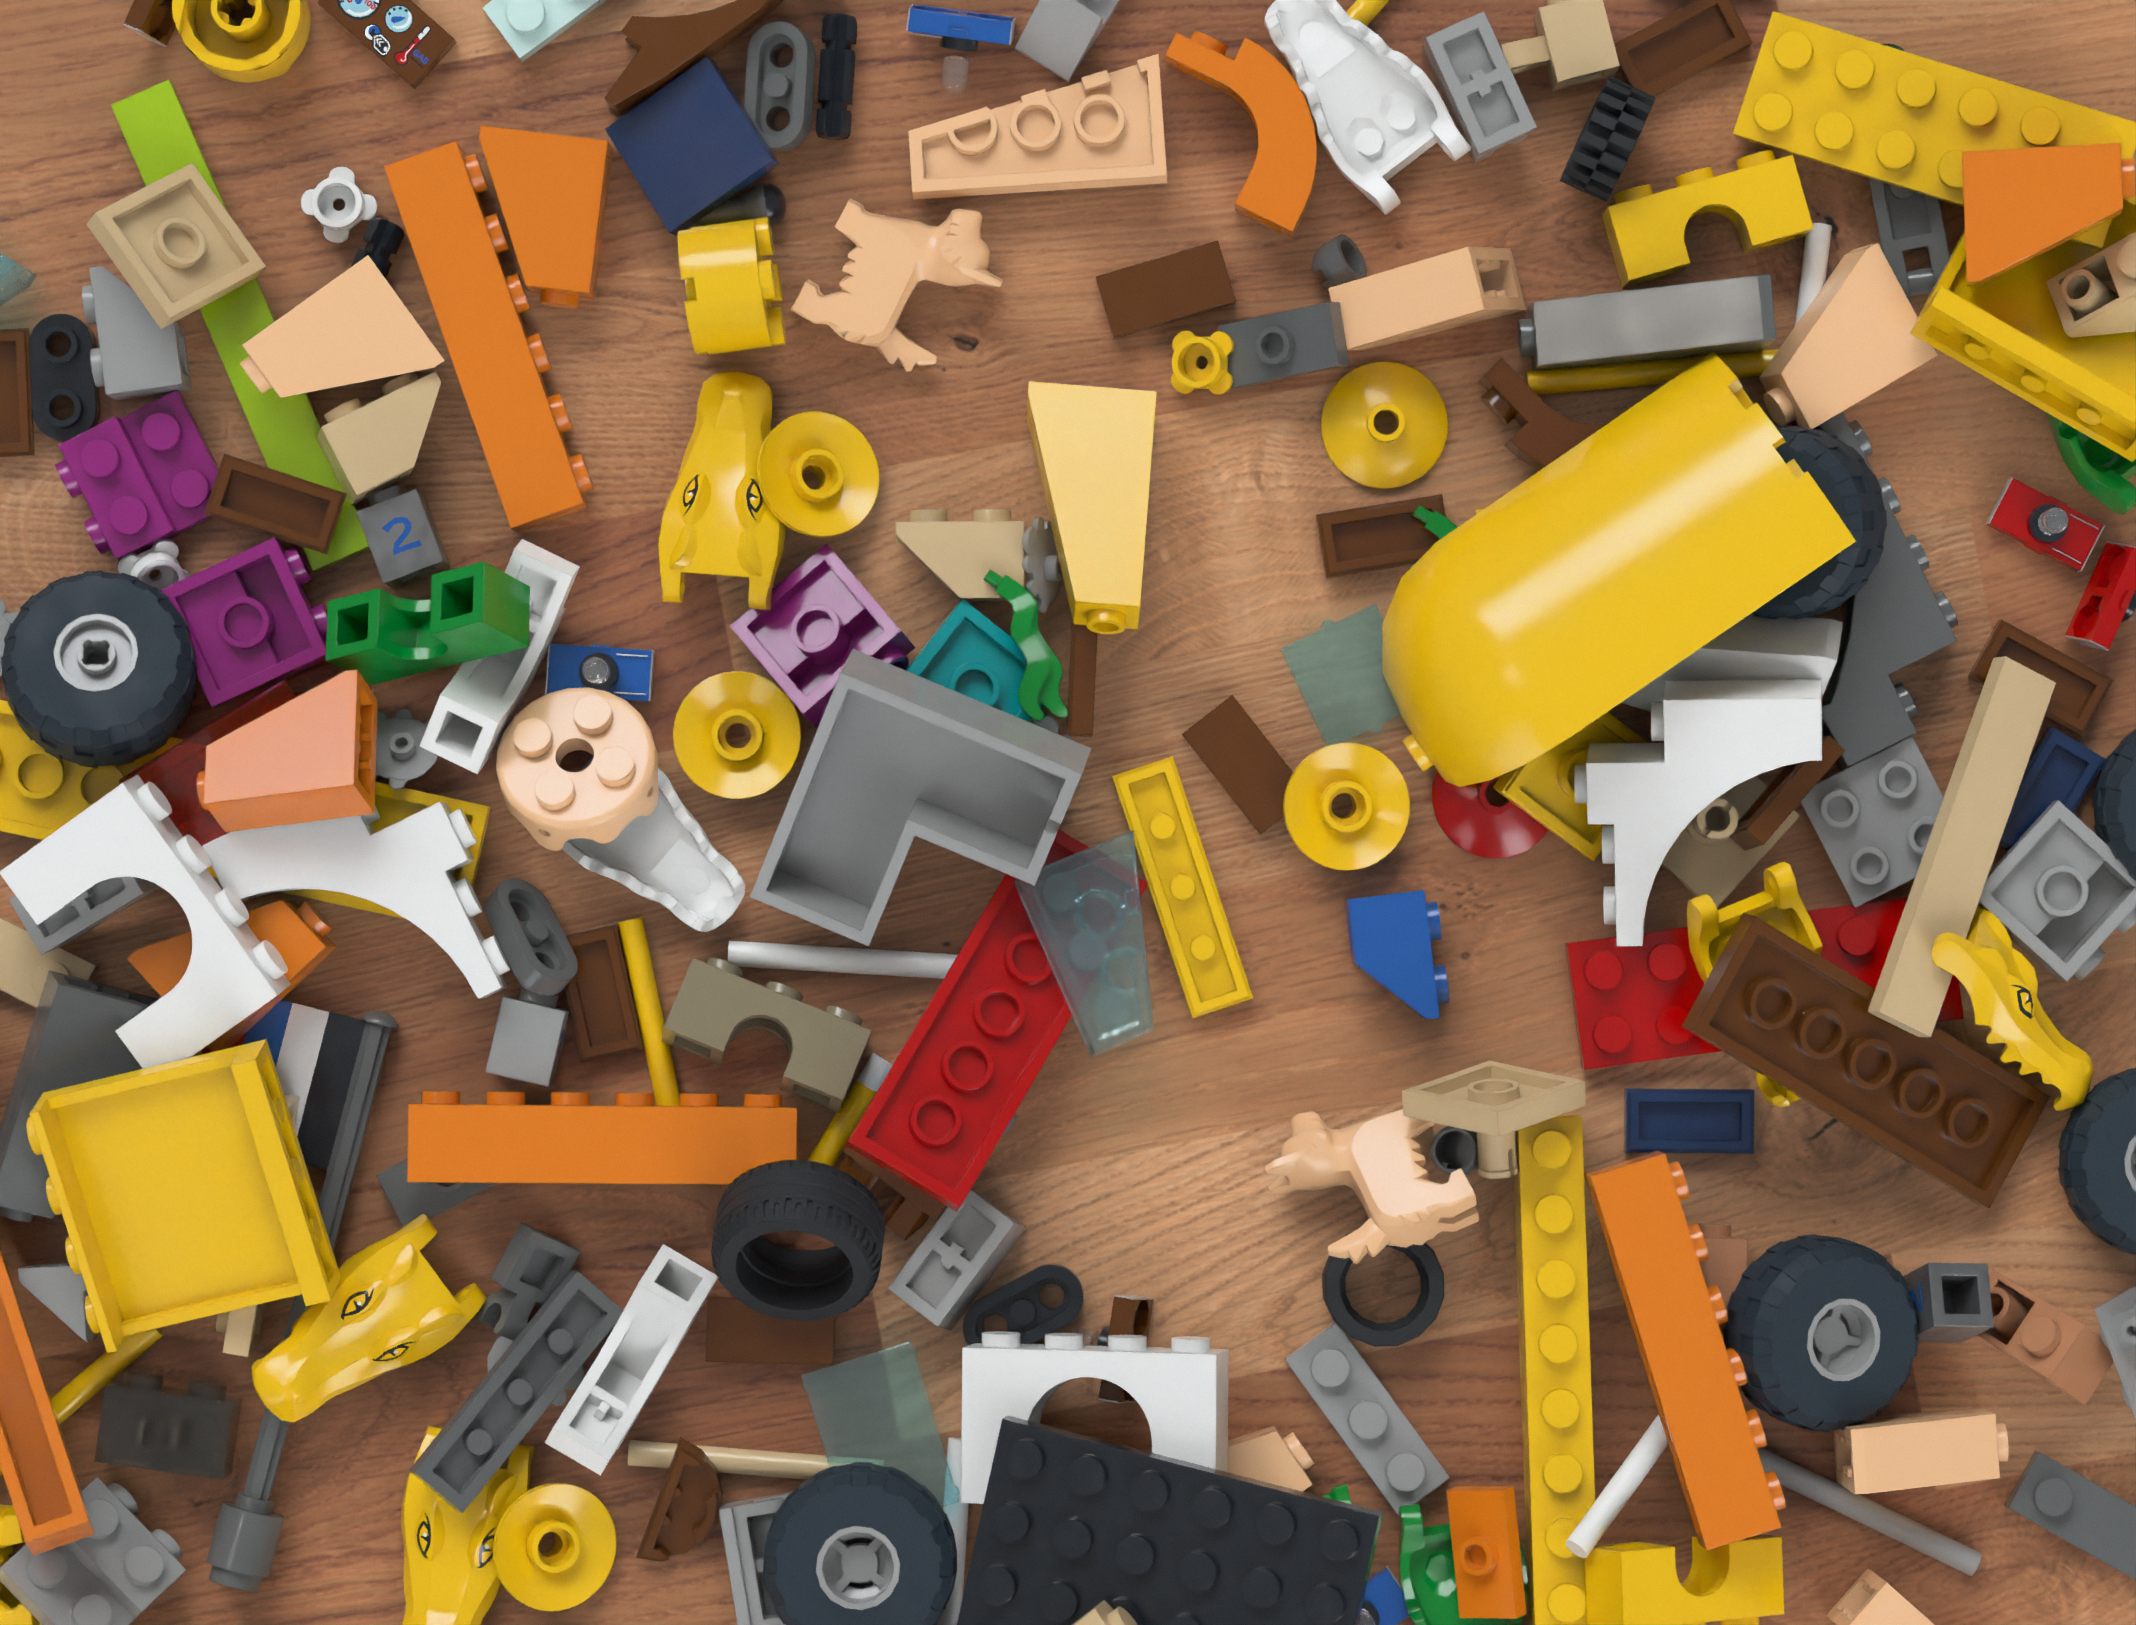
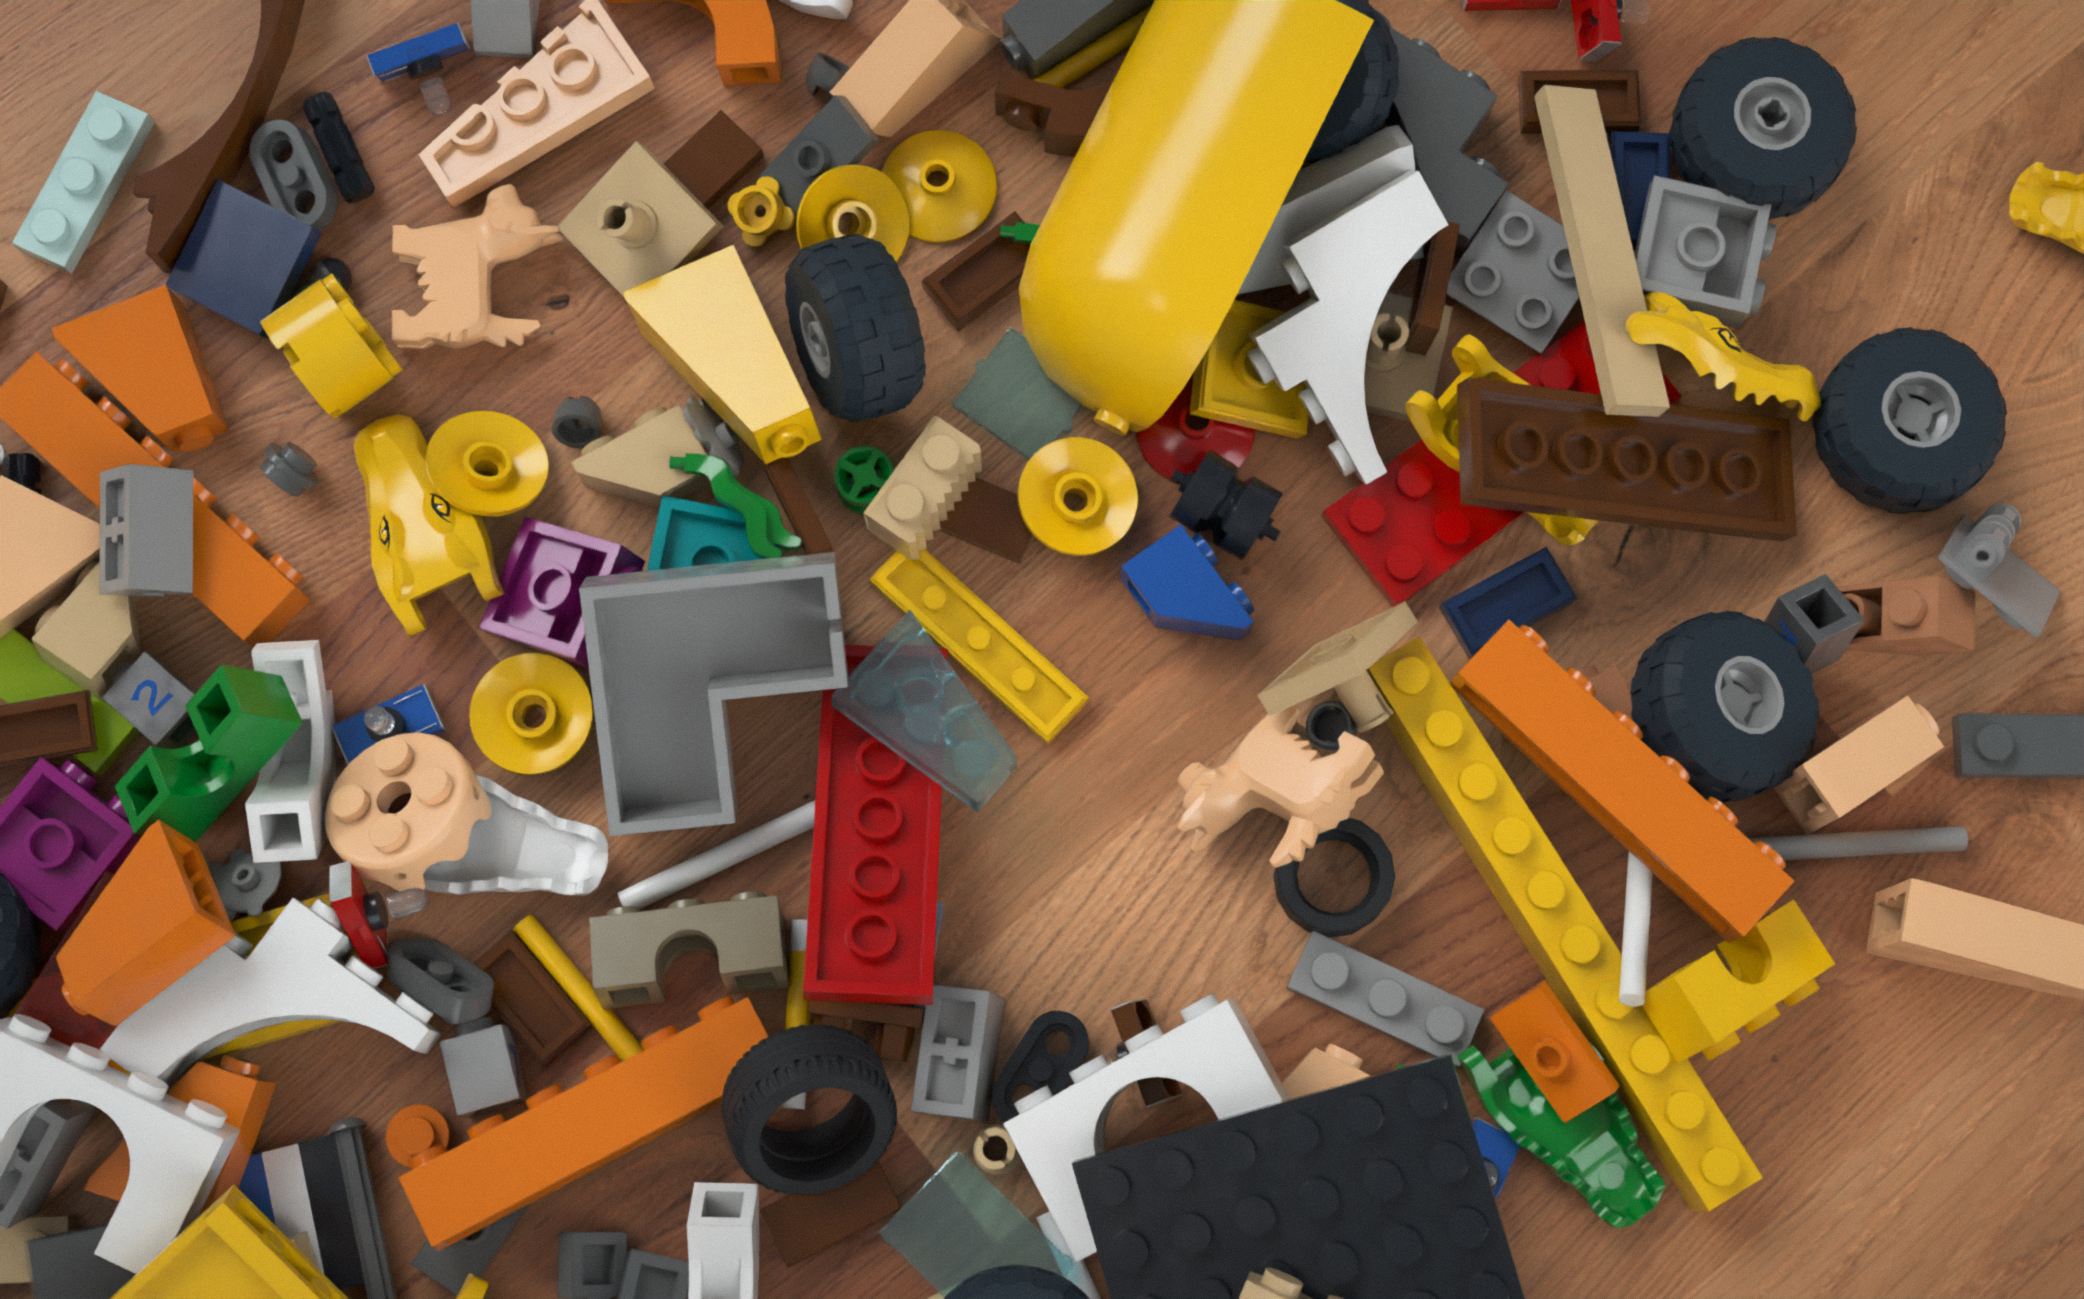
camera: 25 degrees left, 10 degrees down
(438, 1063) = (415, 1131): none -> orange plate
(473, 382) = (146, 531): none -> light grey hinge
(495, 844) = (365, 913): none -> piece
(633, 376) = (289, 468): none -> dark grey plate
(922, 476) = (566, 425): none -> dark grey hinge
(949, 1344) = (980, 1155): none -> tan pin
(1080, 315) = (639, 221): none -> tan tile
(1162, 667) = (860, 470): none -> green wheel
(1207, 726) = (924, 488): none -> tan brick
(1224, 543) = (855, 327): none -> black wheel
(1286, 449) = (869, 198): none -> yellow dish
(1473, 882) = (1226, 505): none -> black wheel

